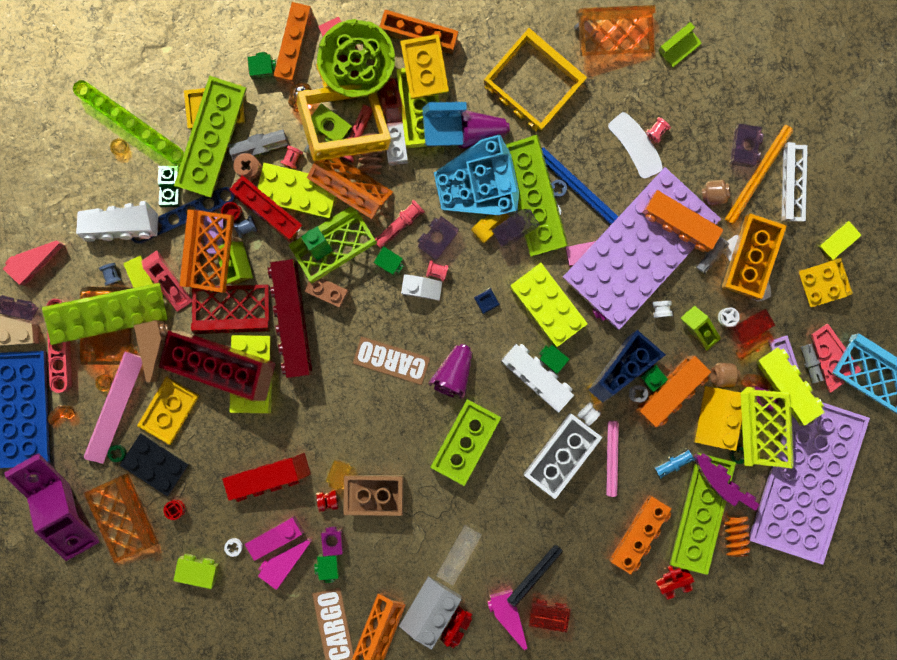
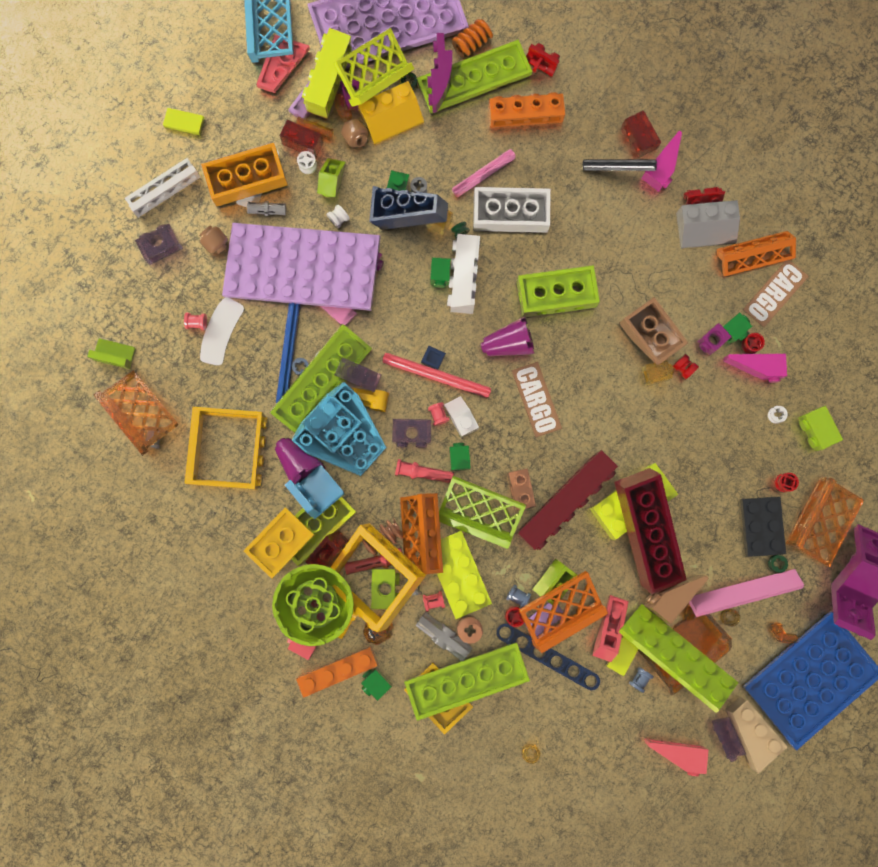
camera: 135 degrees left, 5 degrees down
(54, 356) = (735, 667): coral beam -> none
(118, 223) = (596, 705): white wedge -> none
(121, 120) = (508, 769): clear neon green beam -> none
(167, 191) = (530, 690): slope -> none
(168, 410) = (712, 548): yellow tile -> none
(231, 325) = (605, 546): red fence -> none
(266, 209) = (493, 586): red fence -> none
(266, 477) = (705, 427): red wedge -> none
(274, 538) = (745, 386): dark pink slope -> none
(305, 574) = (756, 343): none -> red wheel
(316, 243) = (490, 524): green brick -> none
(397, 149) = (364, 515): white brick -> none
(407, 28) = (252, 575): orange brick -> none
(458, 555) = (647, 235): clear plate -> none
(470, 293) = (436, 375): none -> coral axle
(548, 305) = (400, 306): neon yellow brick -> none
(577, 402) = (460, 228): none -> dark green bush
(589, 414) = (463, 213): white wheel -> none
(674, 464) = (452, 123): dark azure pin -> none
(676, 389) = (381, 157): orange brick -> none
(682, 221) = (256, 247): orange brick -> none
(759, 174) = (175, 218): light orange axle -> none
(812, 363) = (296, 75): light grey pin -> none
(825, 282) = (225, 108): yellow bracket -> none

